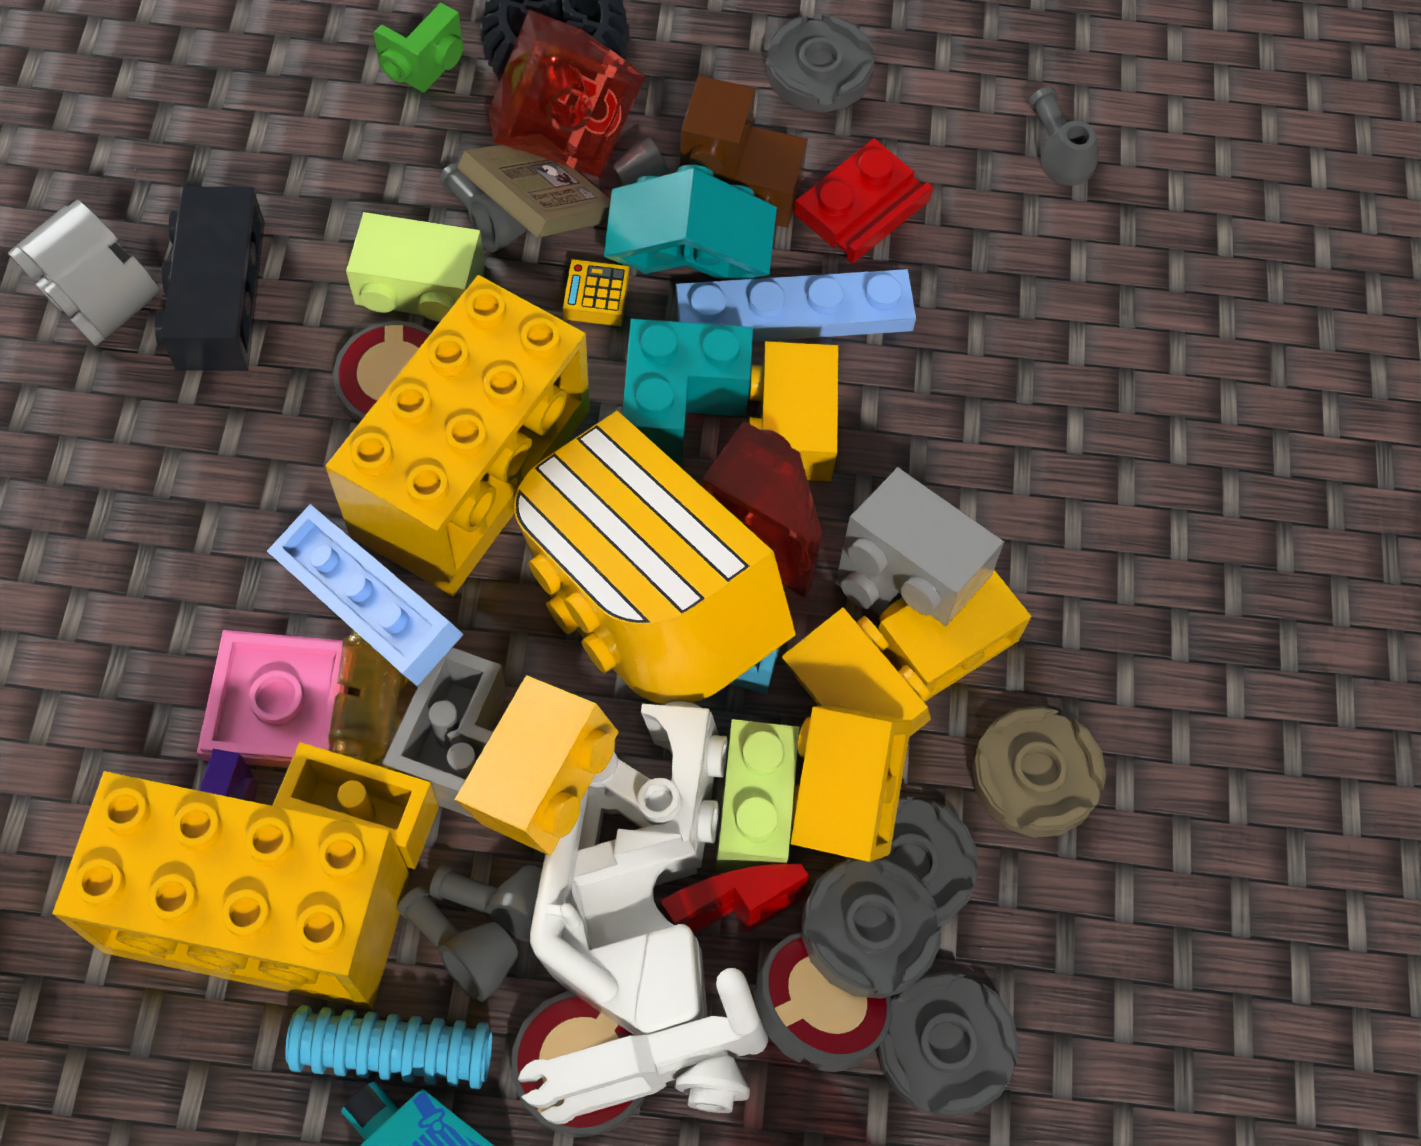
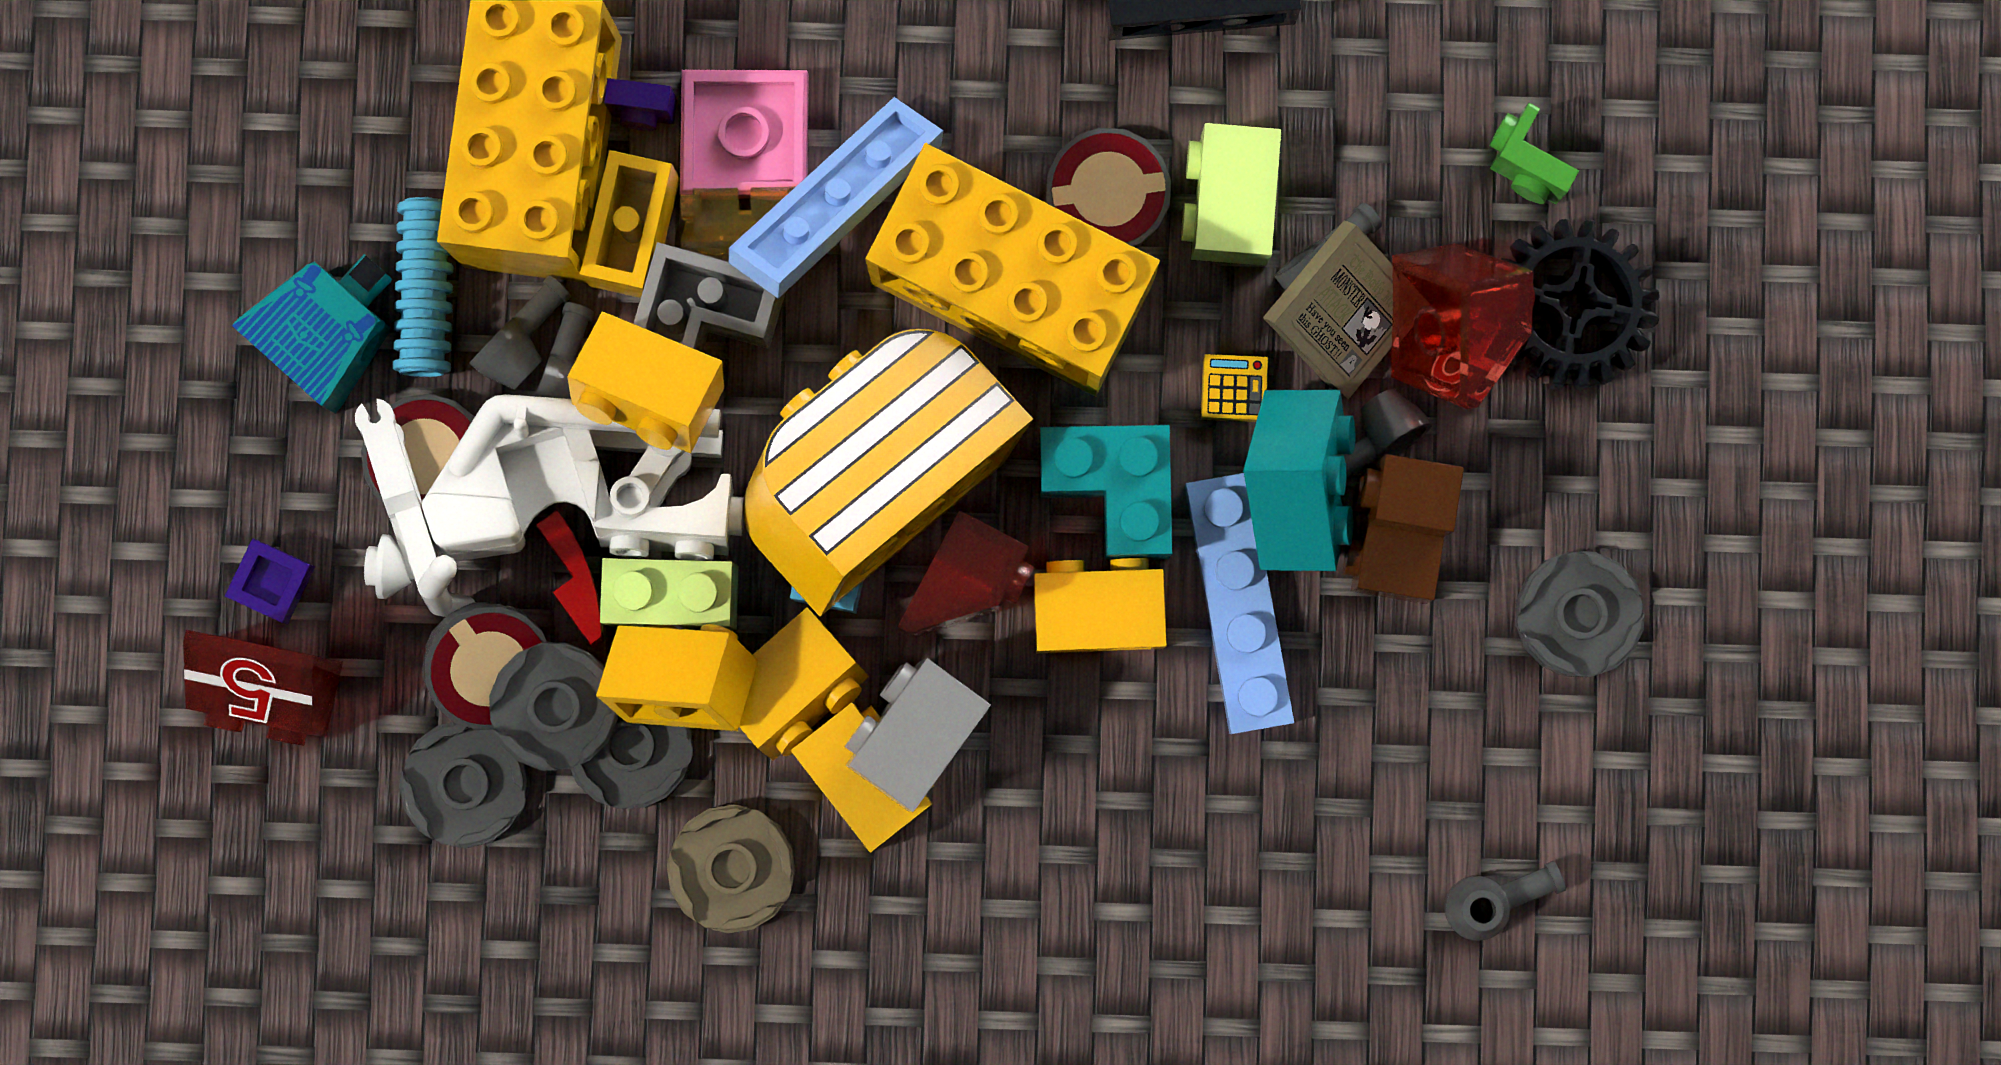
camera: 90 degrees right, 20 degrees up
(862, 200) = (1389, 672): red plate -> none

